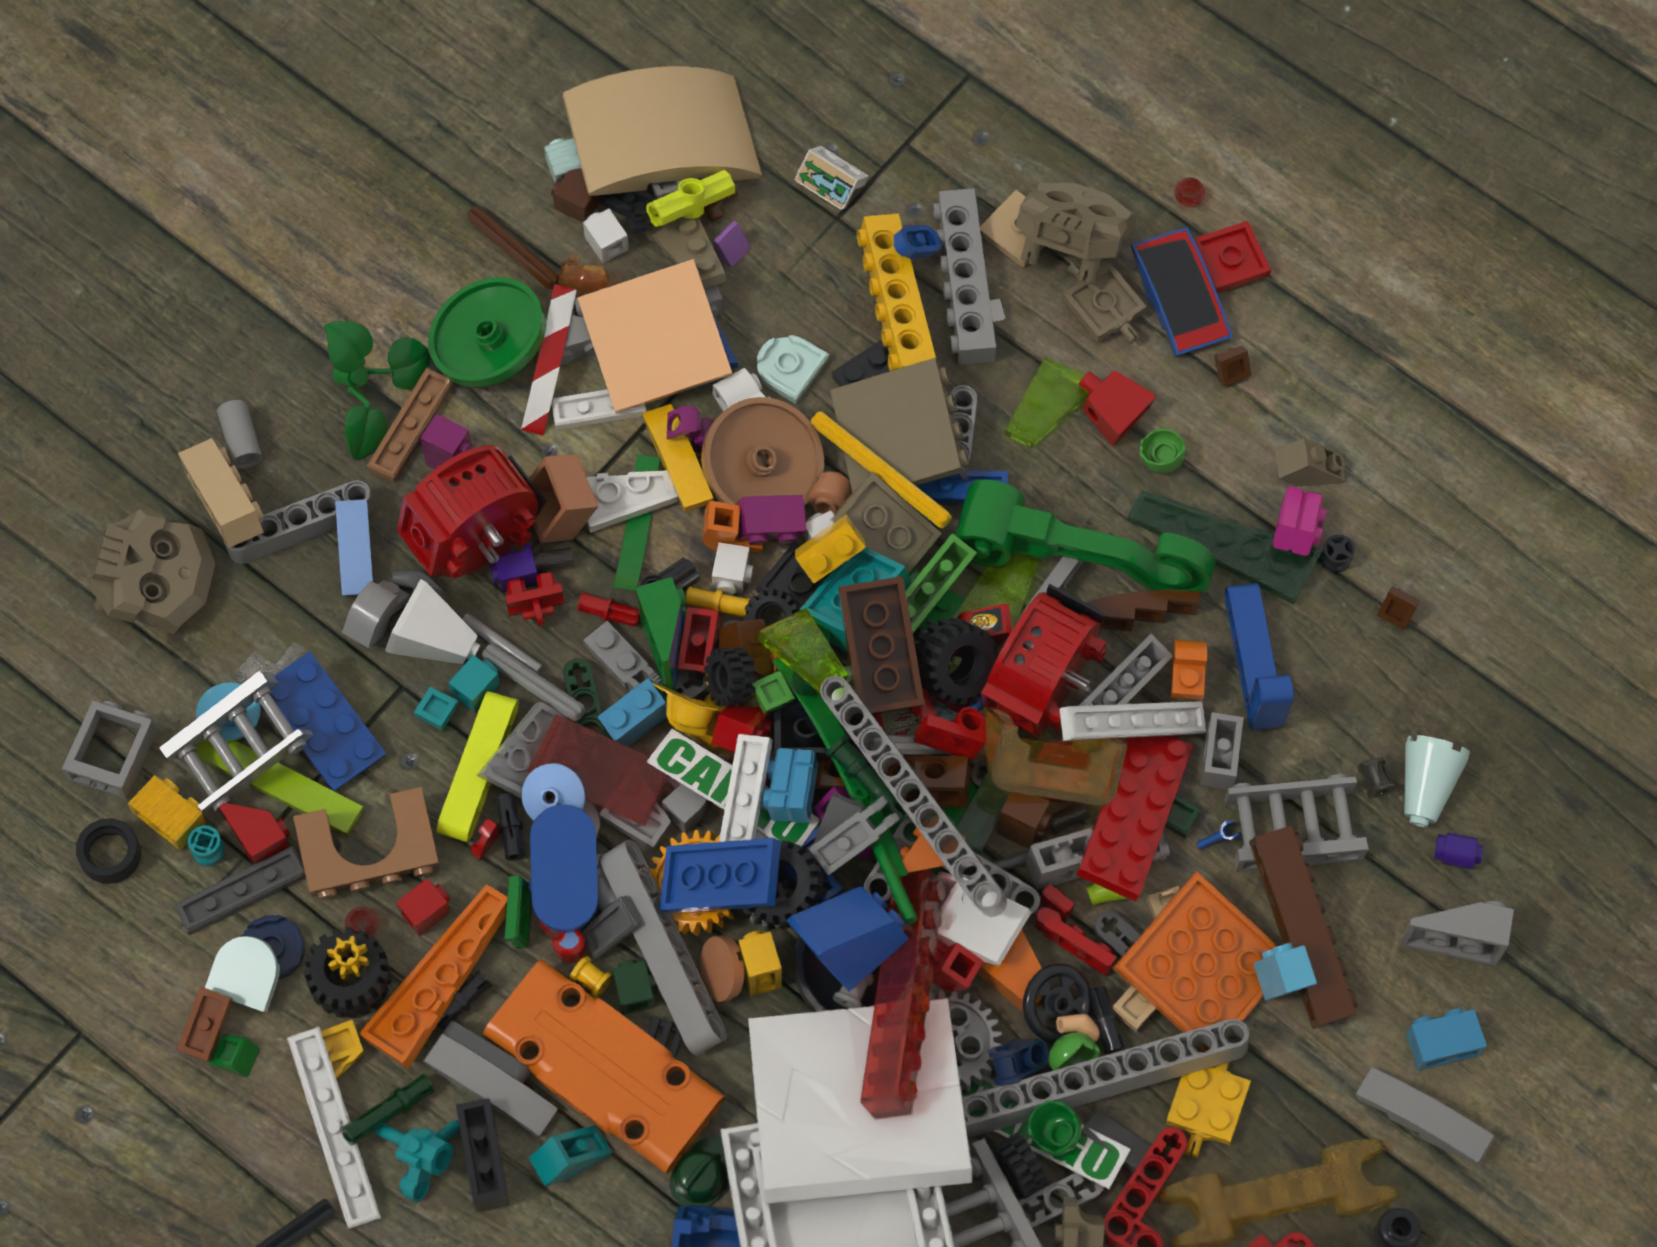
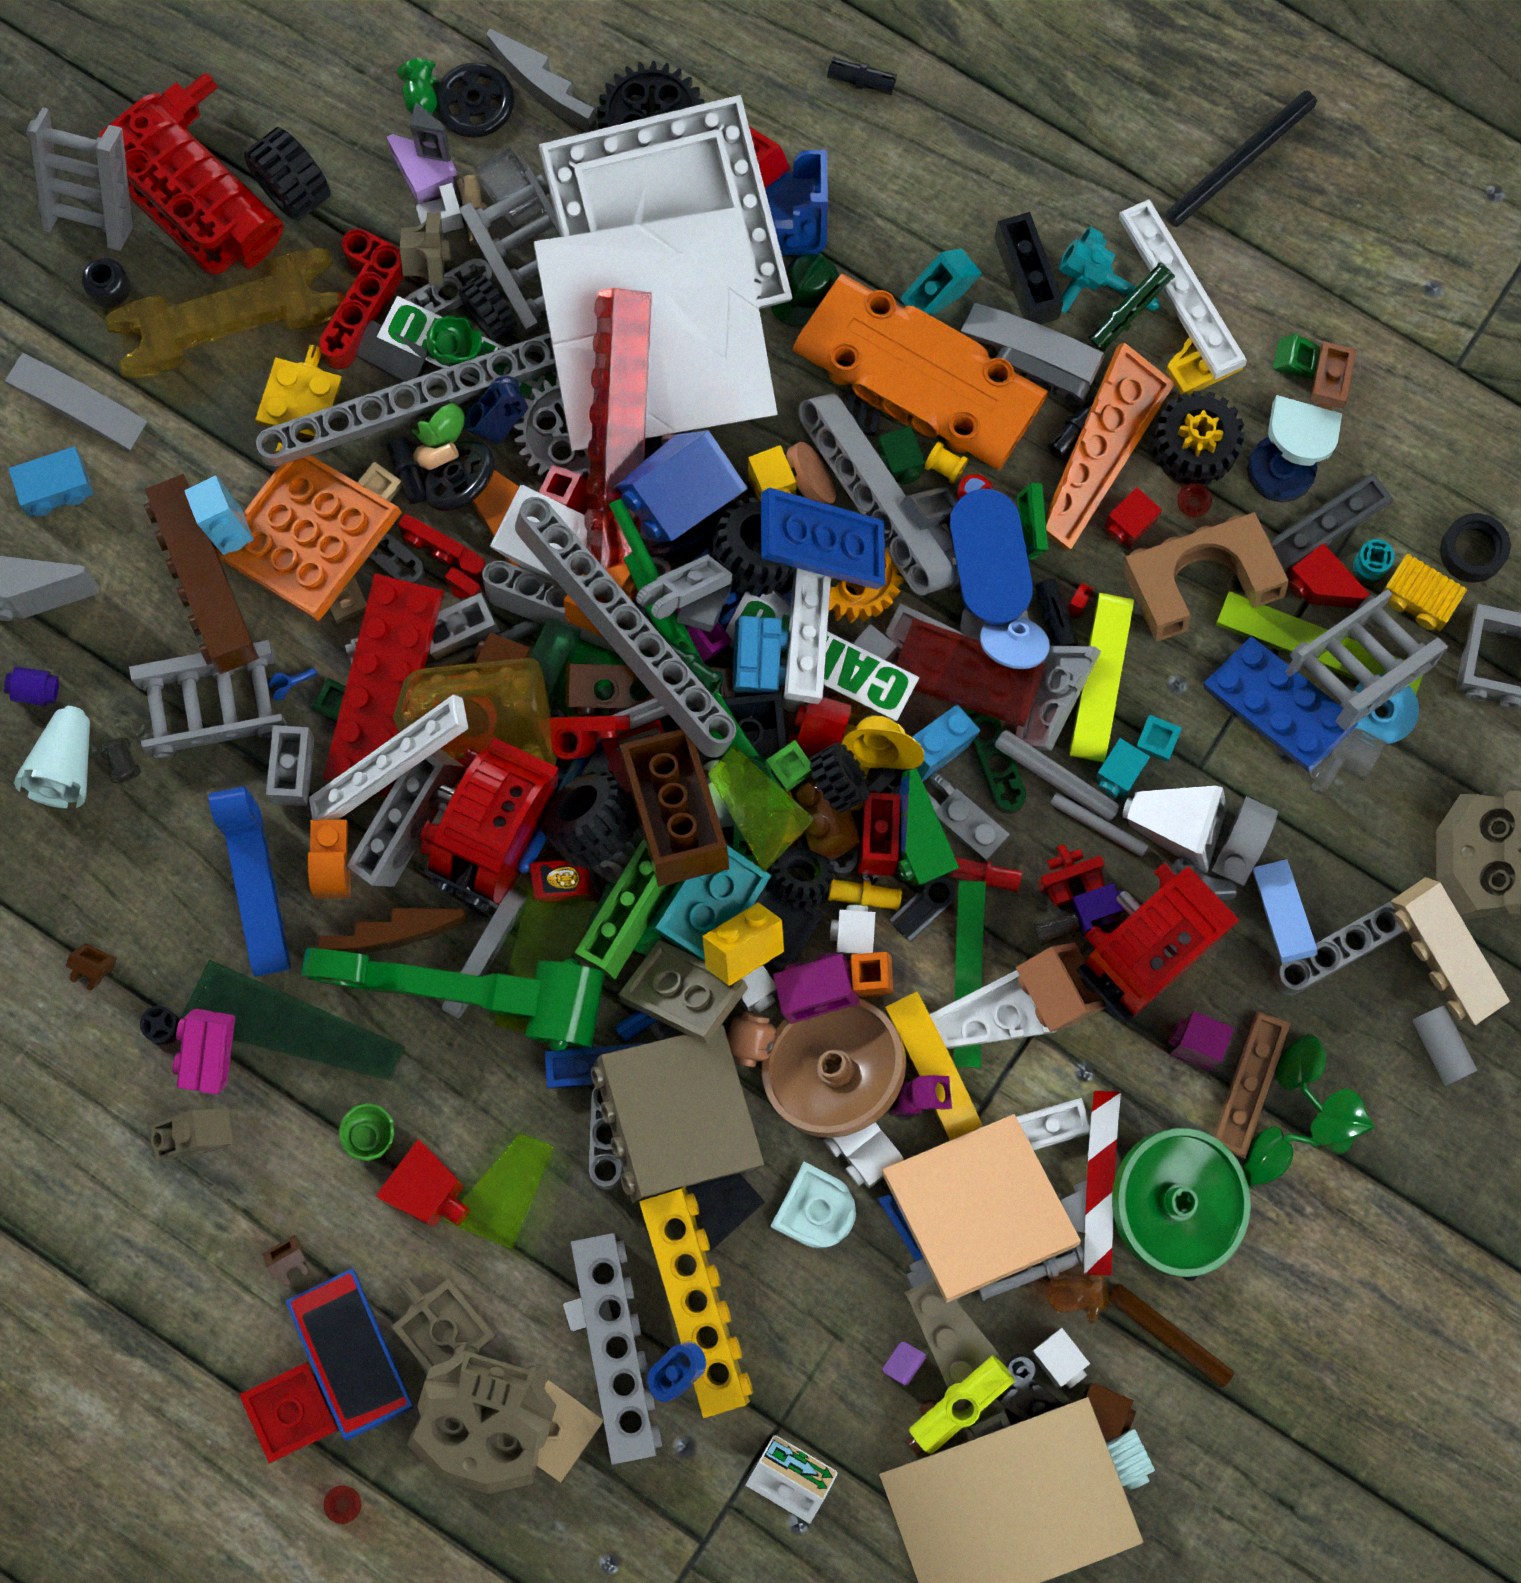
camera: 175 degrees right, 10 degrees up
(879, 467) = (695, 1053): yellow axle -> none

